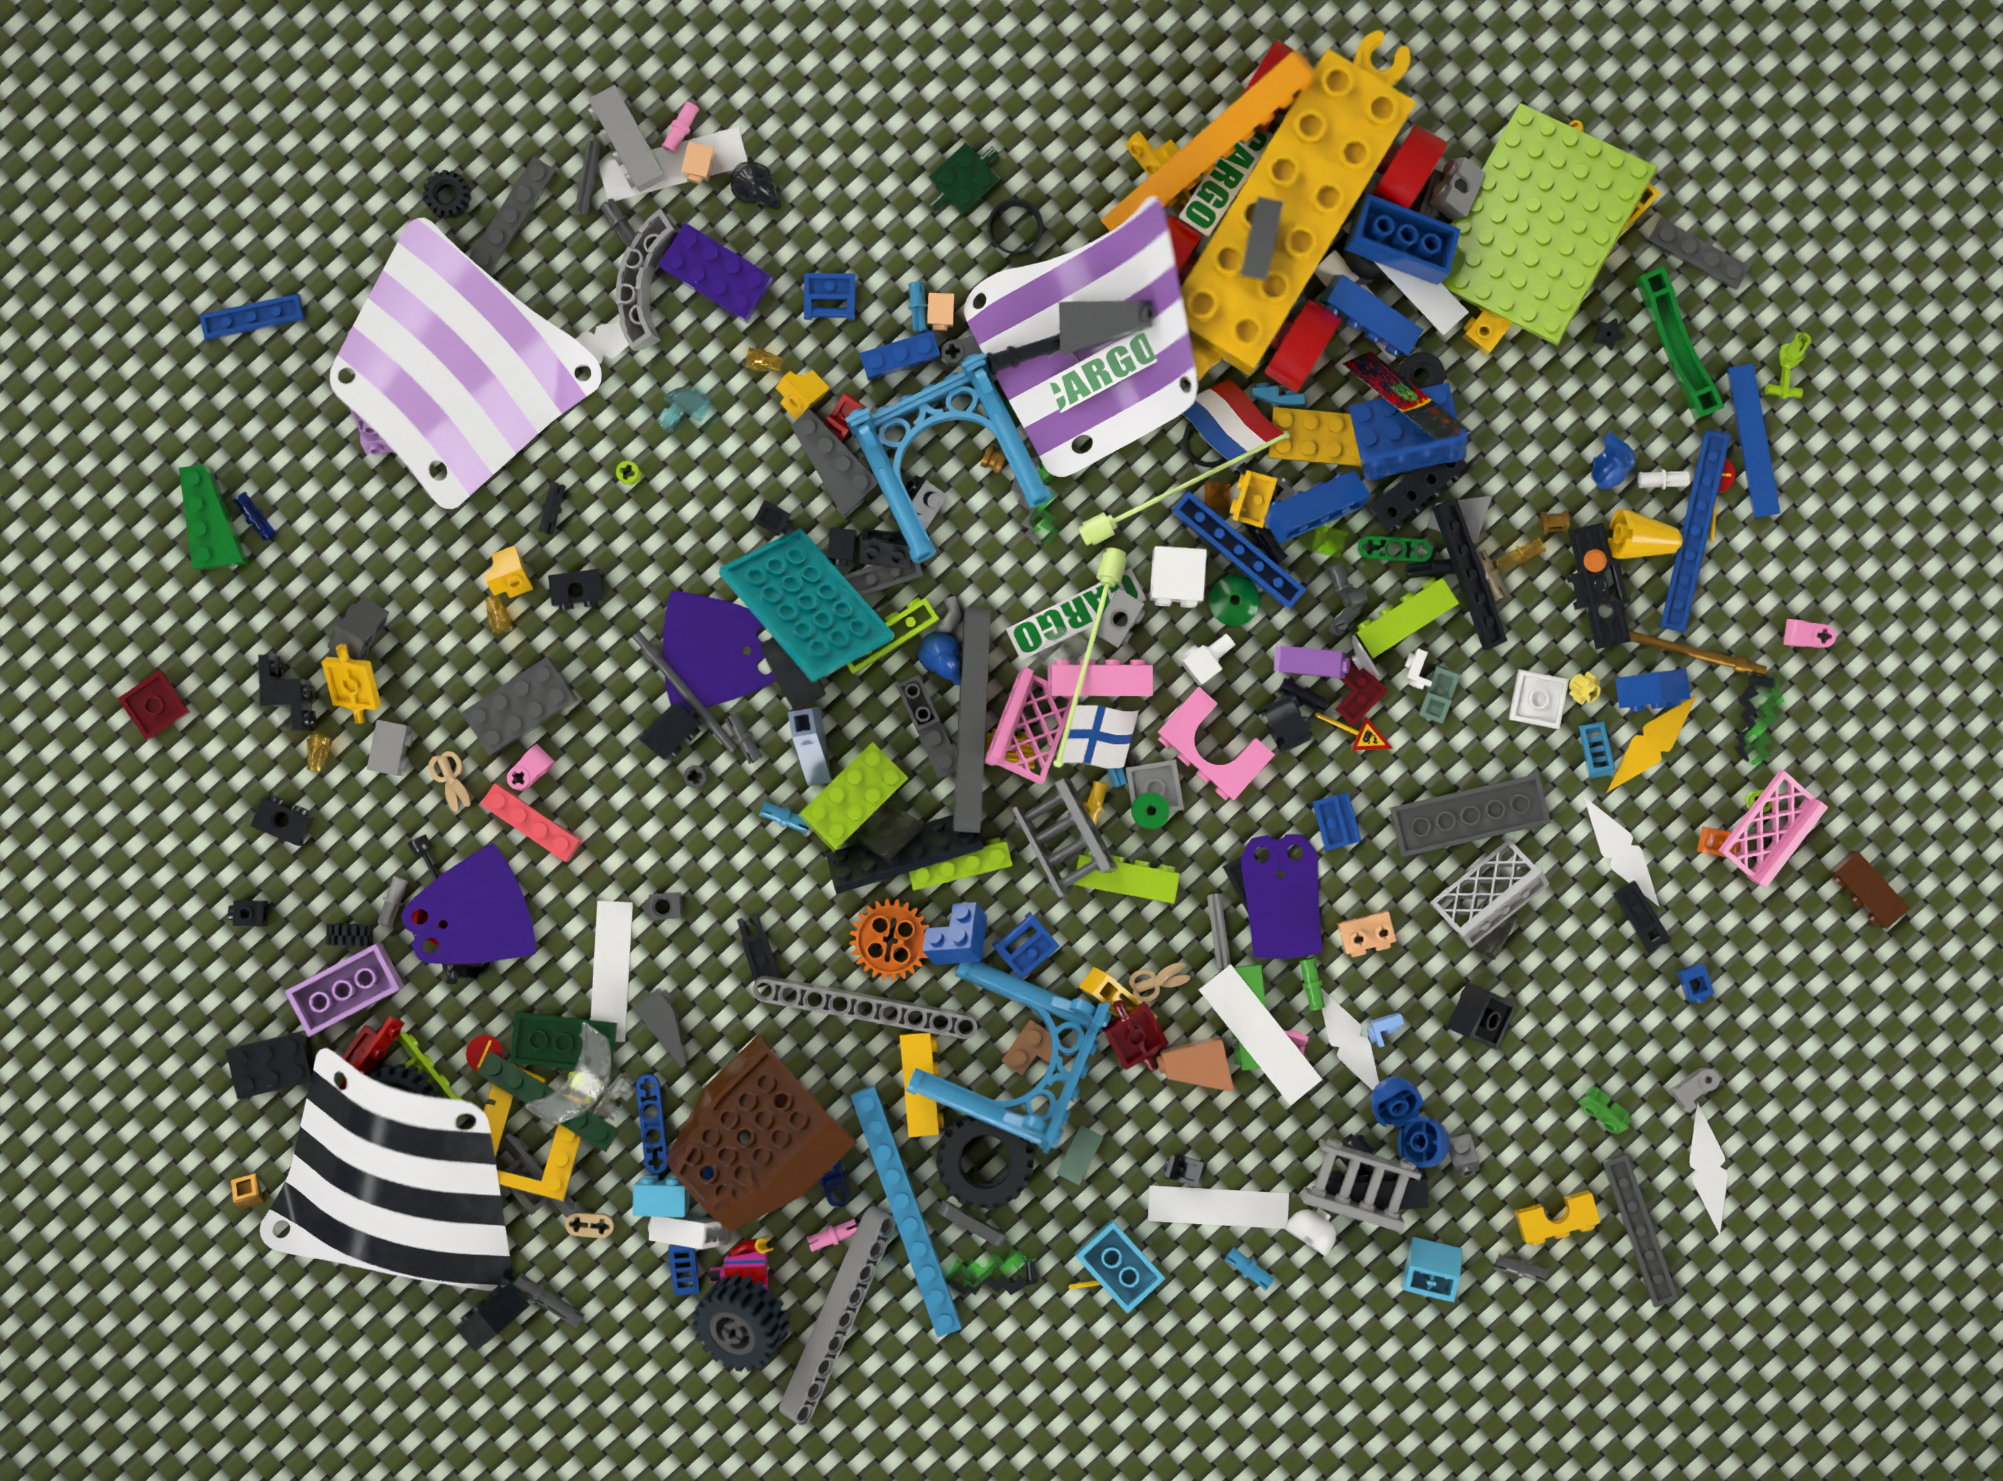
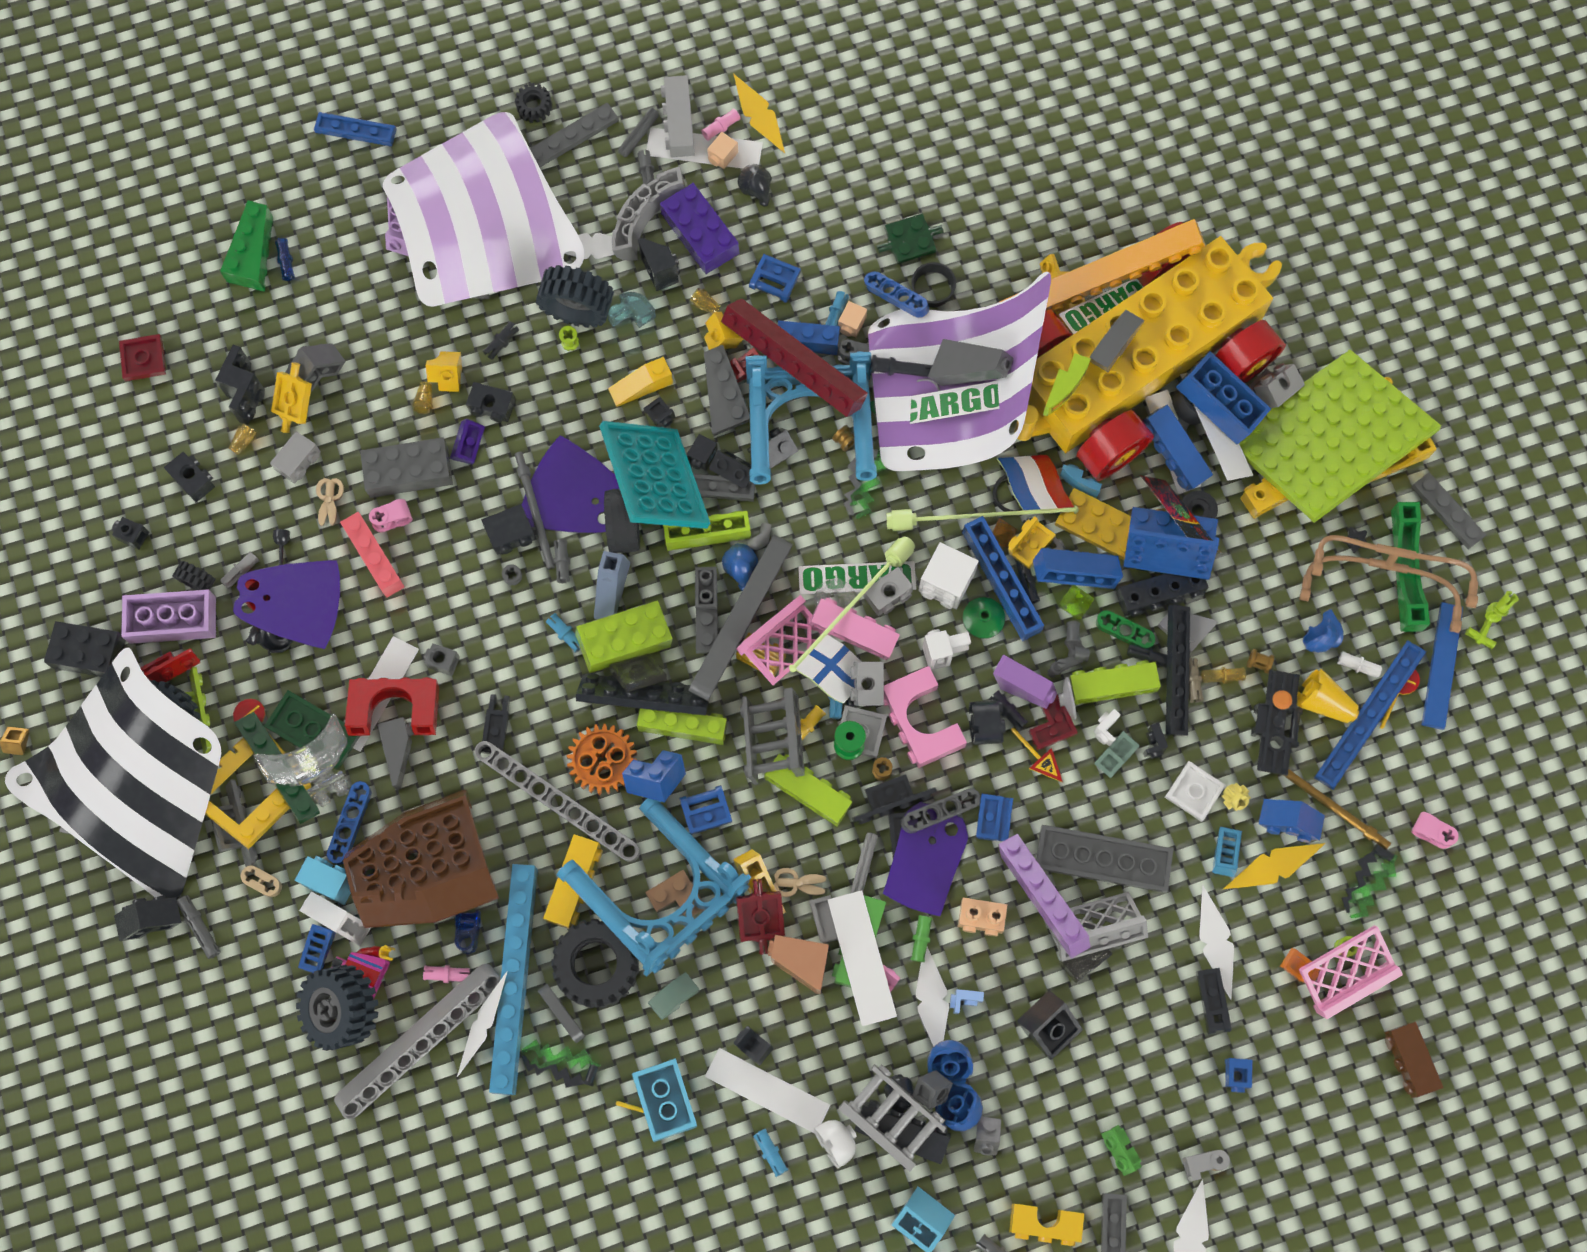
camera: 20 degrees right, 15 degrees down
(571, 644) = (467, 441): none -> dark purple slope
(603, 980) = (368, 693): none -> red arch
(617, 427) = (574, 296): none -> black wheel
(692, 340) = (659, 263): none -> black slope
(710, 85) = (761, 118): none -> yellow sticker
(734, 491) = (641, 382): none -> yellow slope
(894, 1277) = (479, 1027): none -> white sticker
(899, 395) = (794, 357): none -> dark red brick
(978, 262) = (894, 296): none -> blue beam
(1151, 745) = (875, 693): none -> light grey brick
(1200, 814) = (888, 769): none -> pearl gold bush
(1200, 1006) = (823, 919): none -> light grey tile
(1216, 846) = (890, 795): none -> black bracket
(1226, 316) = (1067, 383): none -> lime slope
(1278, 841) = (940, 809): none -> dark grey beam
(1390, 1139) = (932, 1089): none -> dark grey brick
(1424, 889) = (1044, 896): none -> medium lavender brick
(1475, 659) = (1156, 738): none -> black bracket
(1659, 348) = (1317, 566): none -> medium nougat bar

